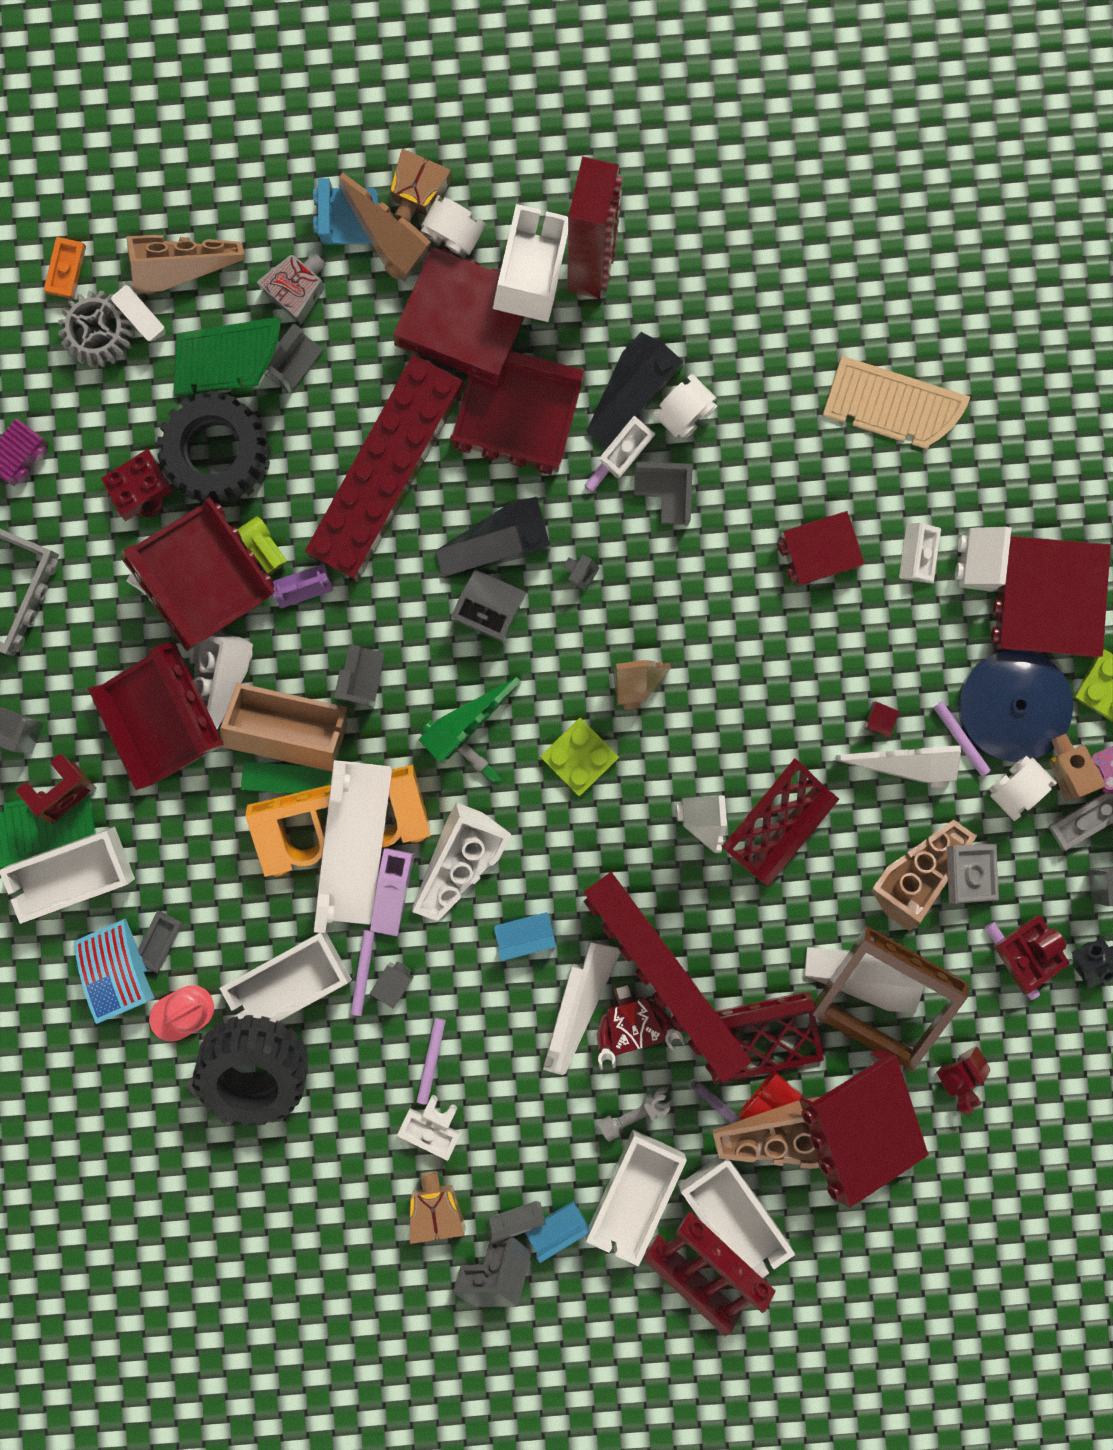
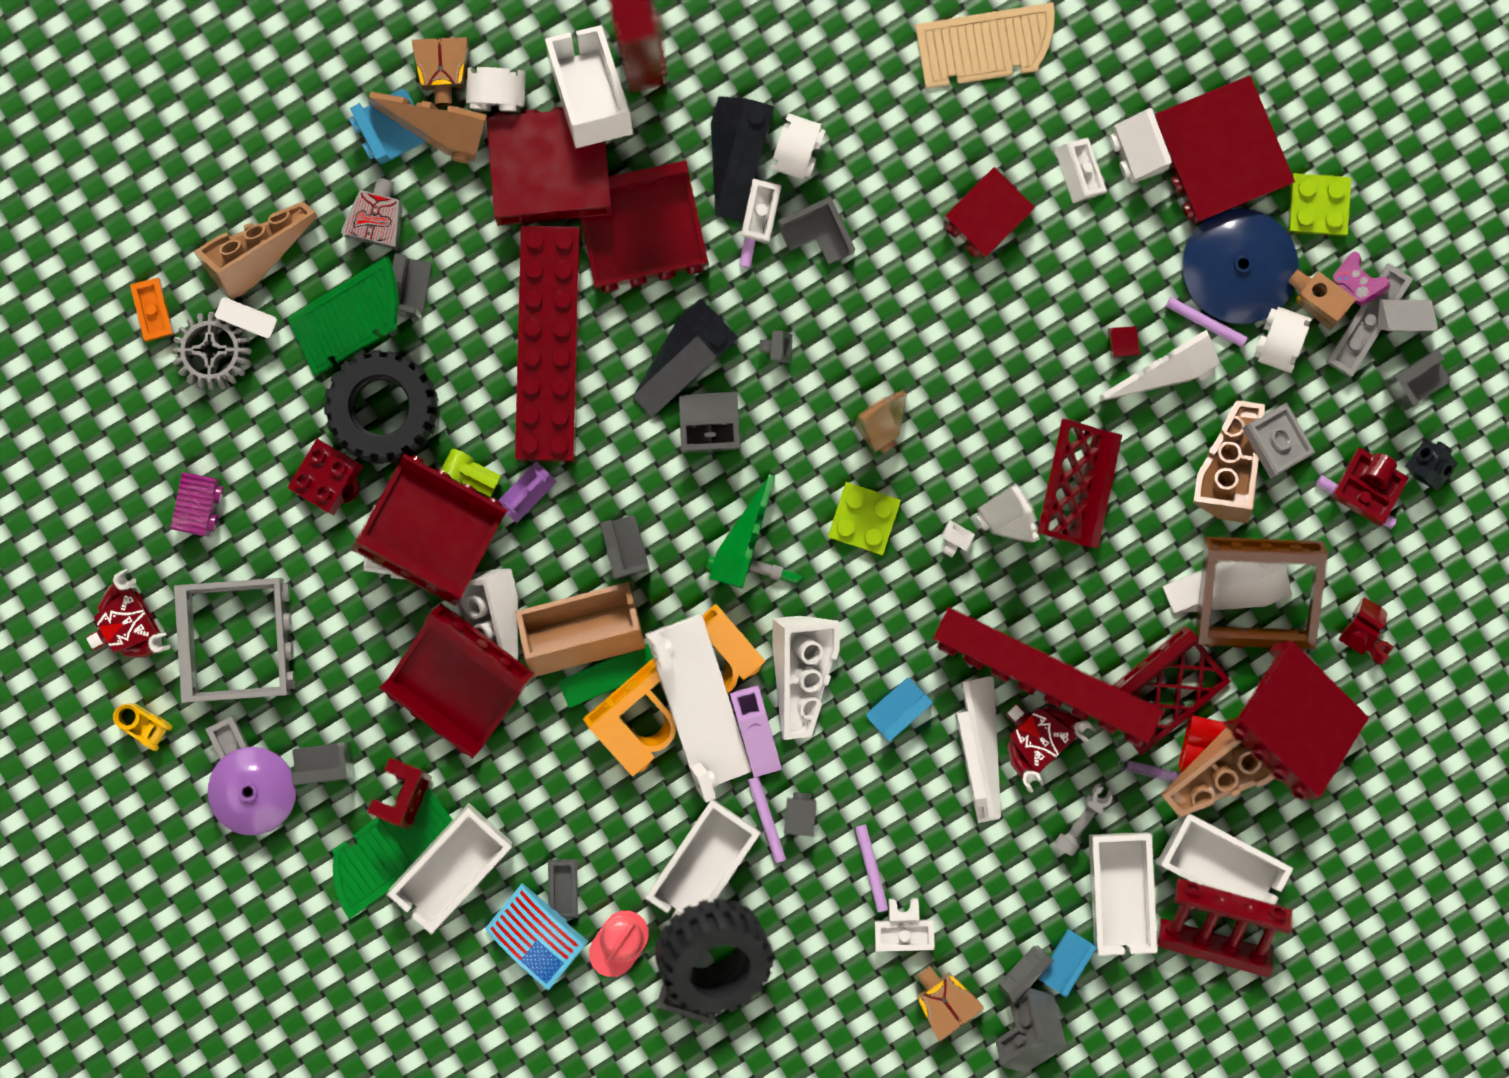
camera: 35 degrees left, 0 degrees up
(650, 813) = (956, 537): none -> white tile

